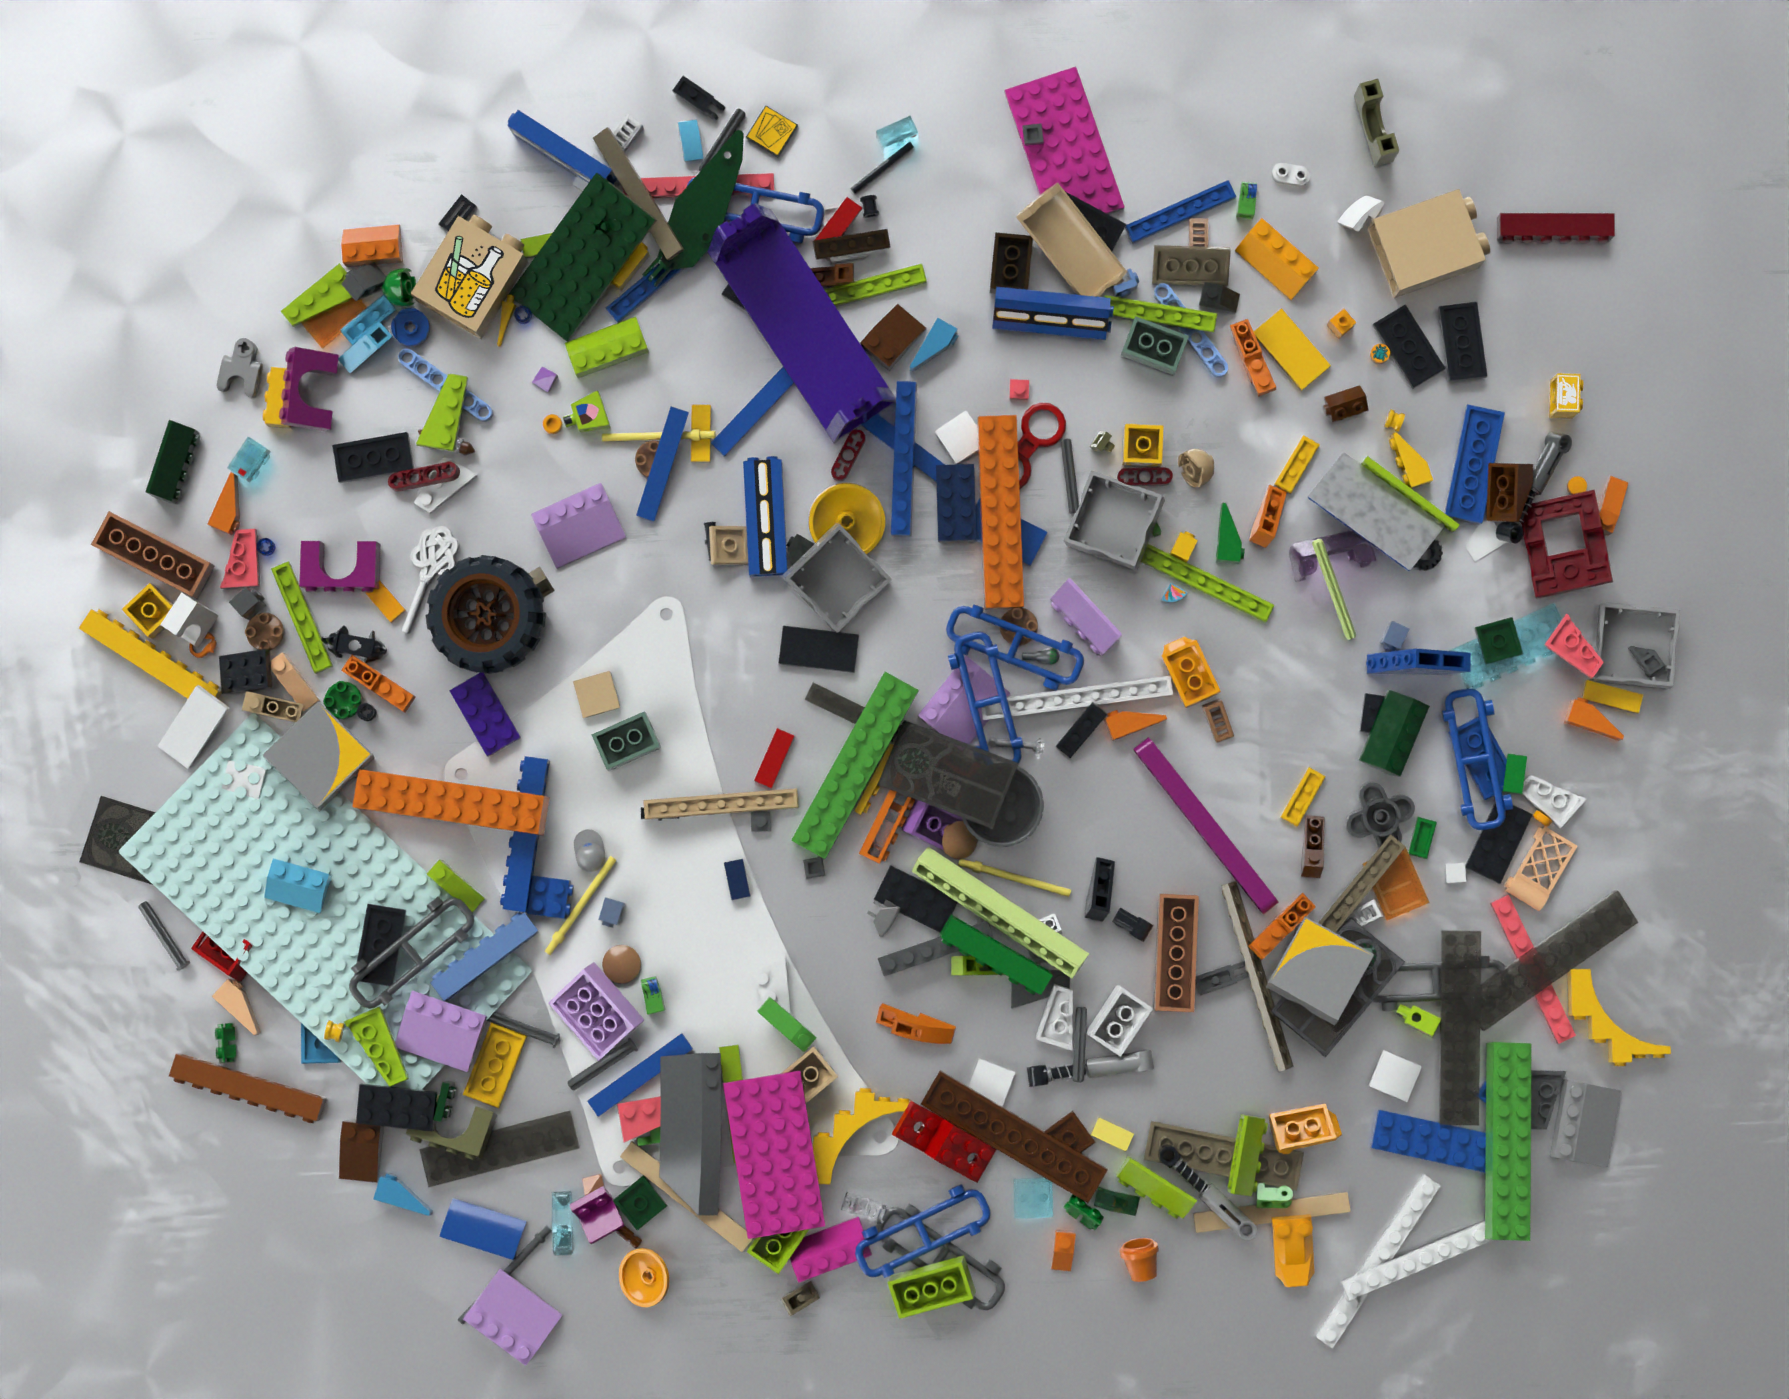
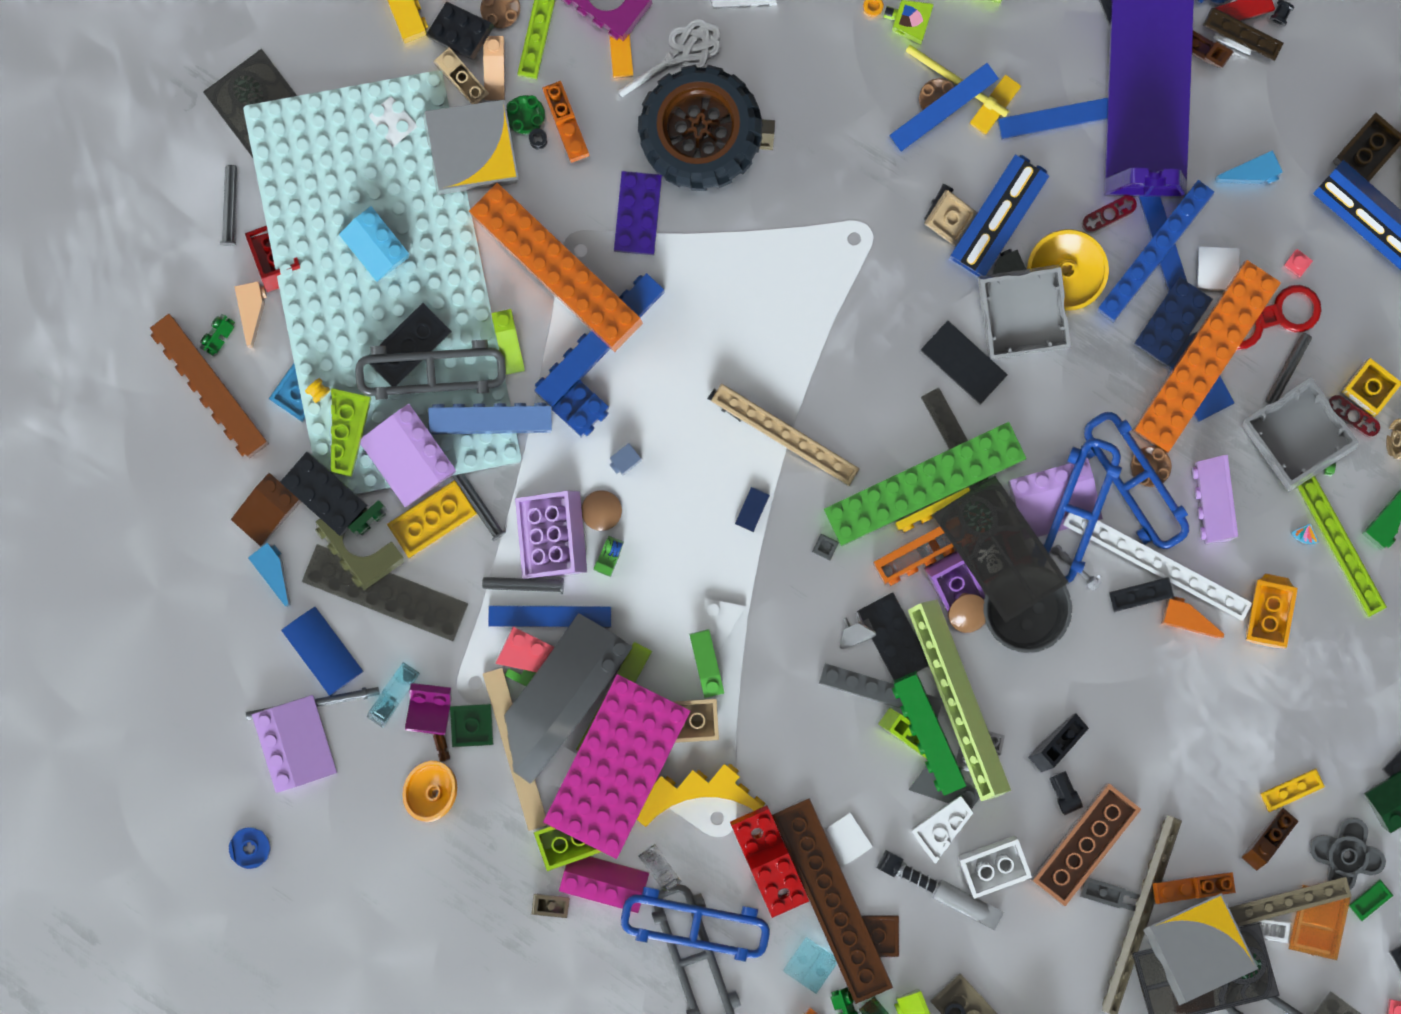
camera: 30 degrees right, 0 degrees up
(193, 726) = (382, 45): white tile -> none
(370, 647) = (557, 62): black piece -> none
(558, 937) = (564, 448): light yellow bar -> none
(578, 525) = (833, 108): lavender slope -> none
(589, 850) = (643, 393): light grey cap -> none
(592, 1183) = (442, 679): slope -> none
(596, 694) = (745, 264): tan tile -> none
(626, 741) = (742, 322): sand green brick -> none
(760, 821) = (808, 474): dark grey plate -> none
(774, 758) = (858, 428): red tile -> none
(877, 285) = (1239, 86): lime tile -> none
(892, 337) = (1220, 139): reddish brown slope -> none
(915, 1028) = (814, 746): orange slope -> none
(931, 1287) = (670, 977): lime brick -> none
(979, 867) = (967, 648): light yellow bar -> none
(1047, 656) = (1157, 510): dark grey piece -> none
(1079, 1044) = (945, 863): dark grey axle -> none
(1102, 442) = (1337, 359): olive tile -> none
(1112, 1134) = (918, 960): light yellow tile -> none
(1184, 546) = (1344, 500): yellow brick -> none
(1205, 825) = (1190, 754): magenta beam -> none
(1206, 708) = (1258, 669): medium nougat slope -> none
(1455, 872) = (1378, 951): white tile -> none

